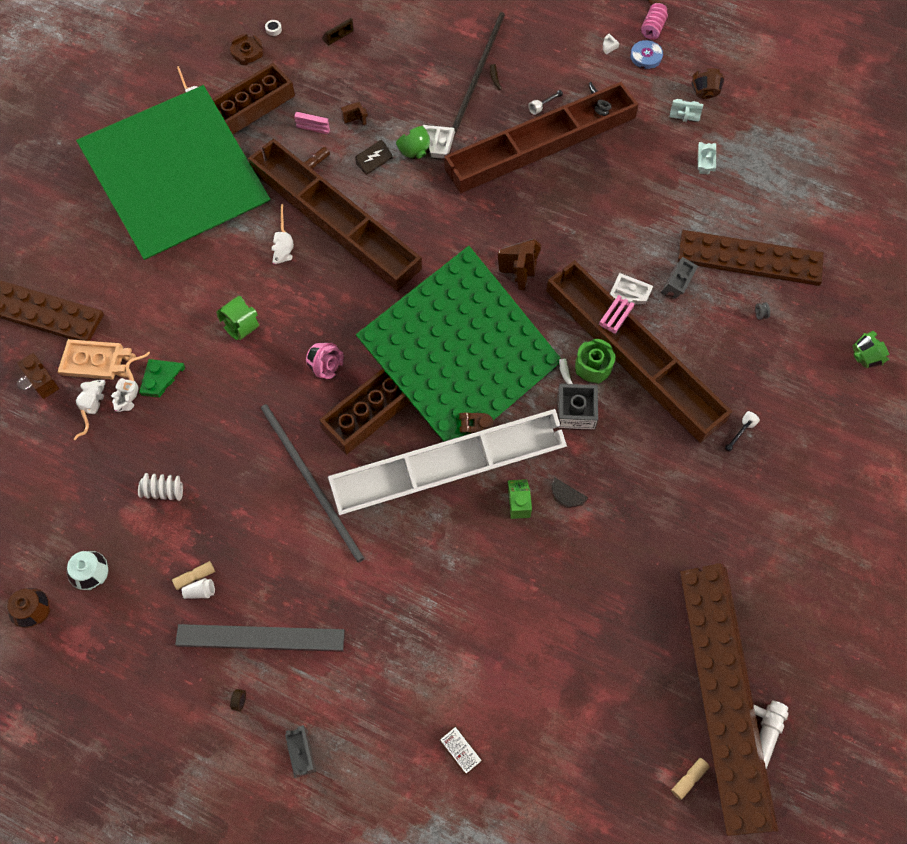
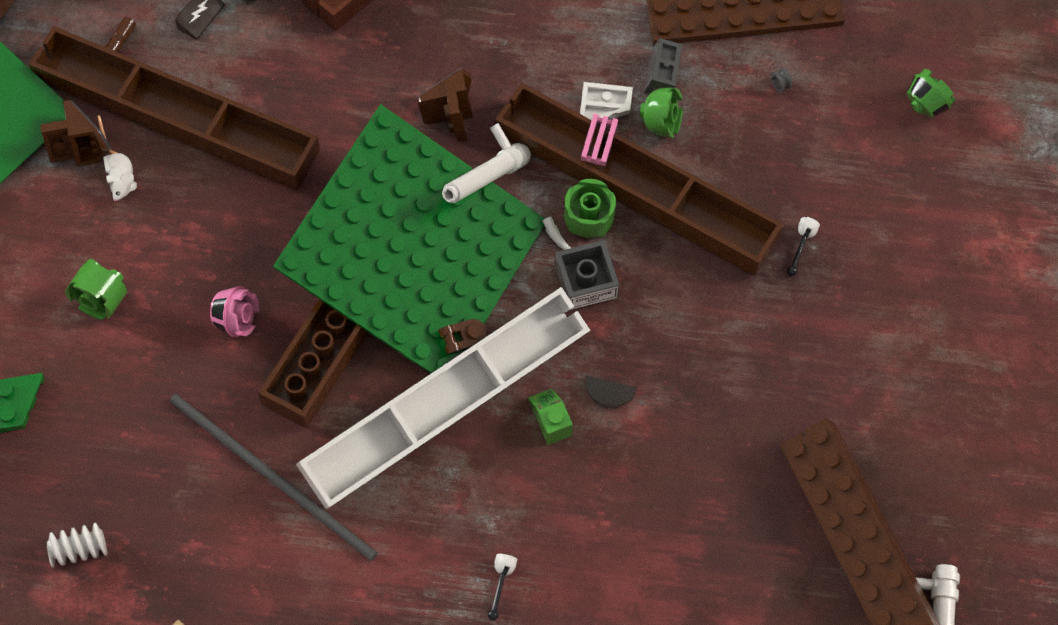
camera: 20 degrees left, 0 degrees up
(260, 214) = (74, 138): none -> reddish brown piece
(450, 596) = (504, 566): none -> hinge
(547, 311) = (506, 162): none -> white cylinder
(668, 308) = (662, 112): none -> bright green cylinder

